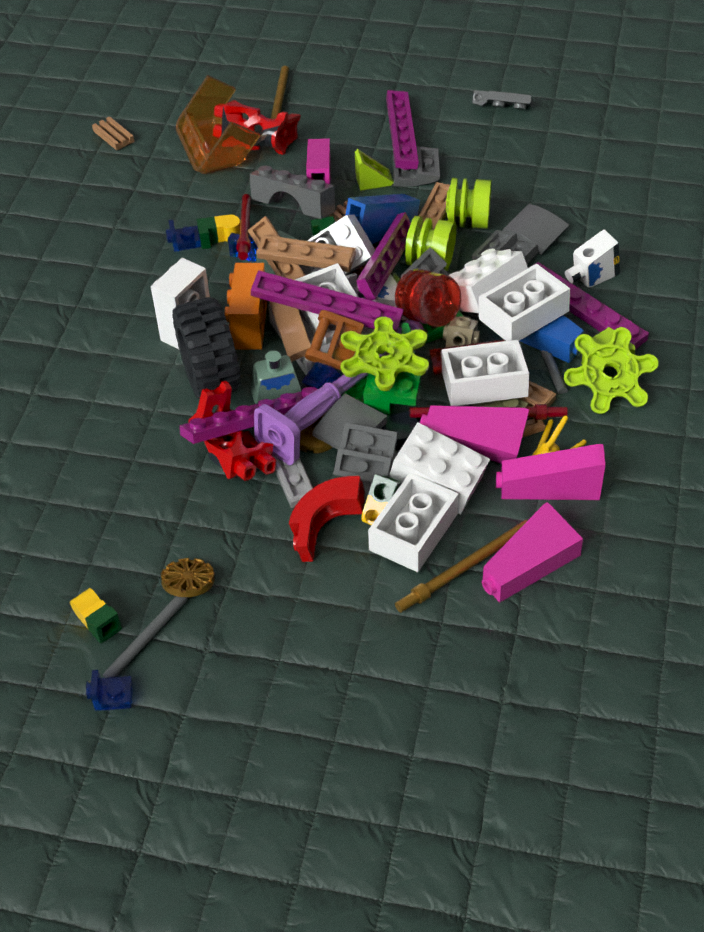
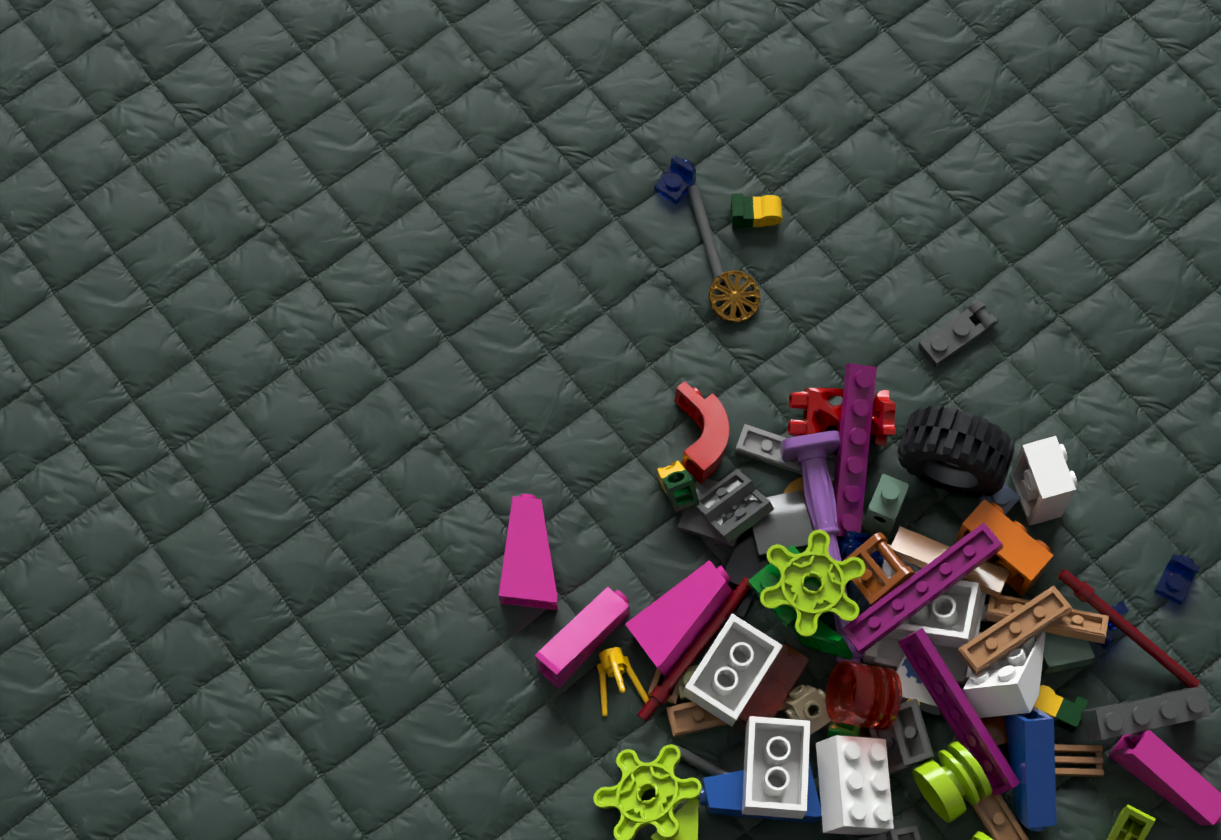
camera: 130 degrees right, 20 degrees up
(97, 434) = (957, 333): none -> dark grey plate
(217, 229) = (1161, 610): leg -> none
(413, 522) = (633, 489): white brick -> none
(423, 591) = (569, 452): pearl gold bar -> none
(441, 462) = (666, 551): white brick -> none

